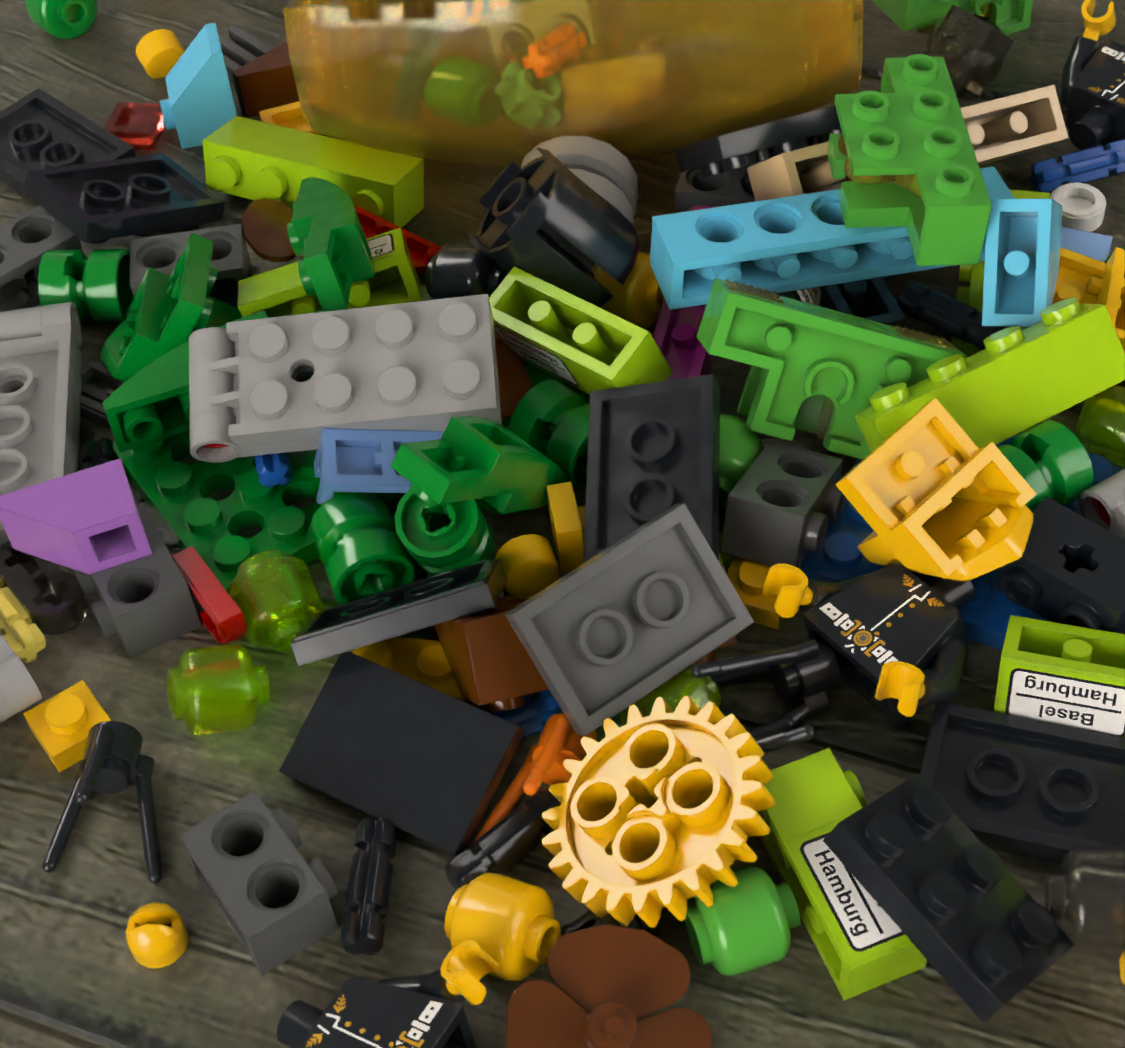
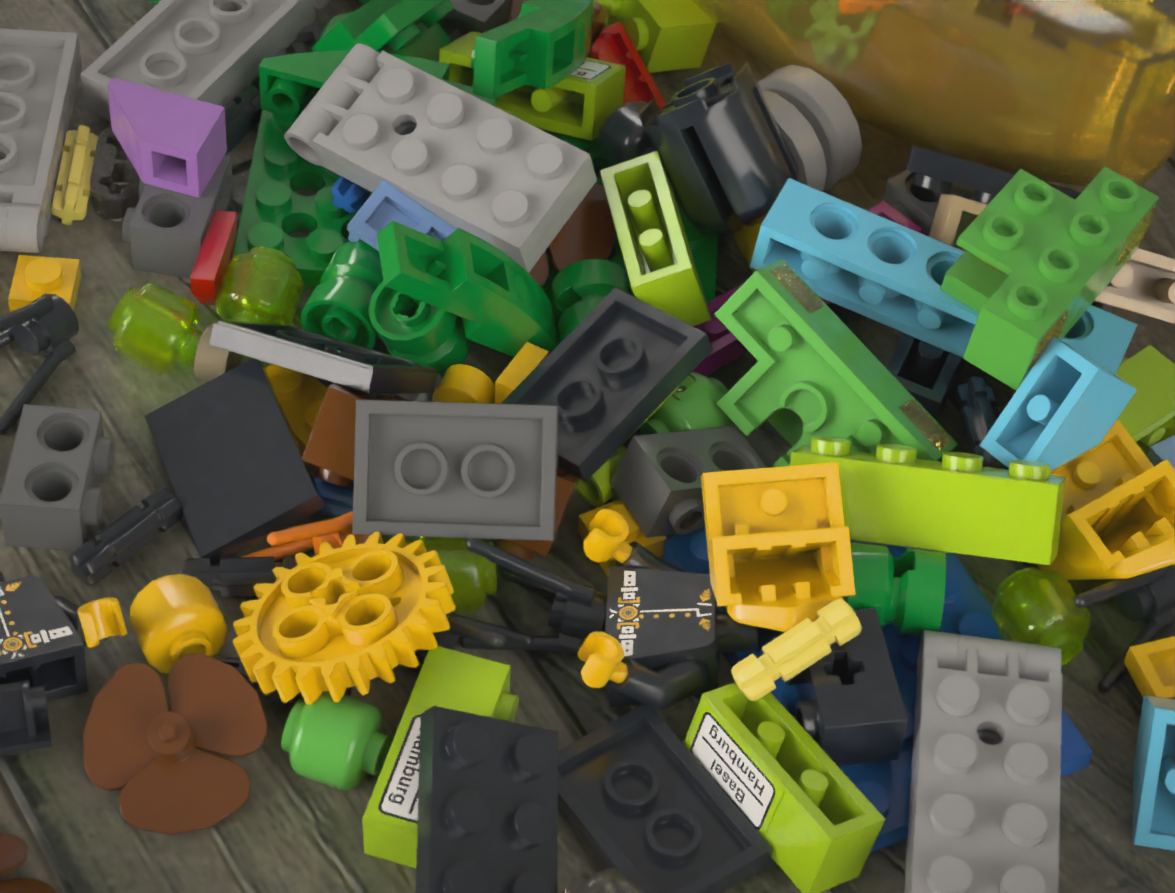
camera: 30 degrees right, 0 degrees up
(291, 682) = (211, 360): none -> dark tan piece
(1041, 568) = (796, 649): none -> light yellow axle

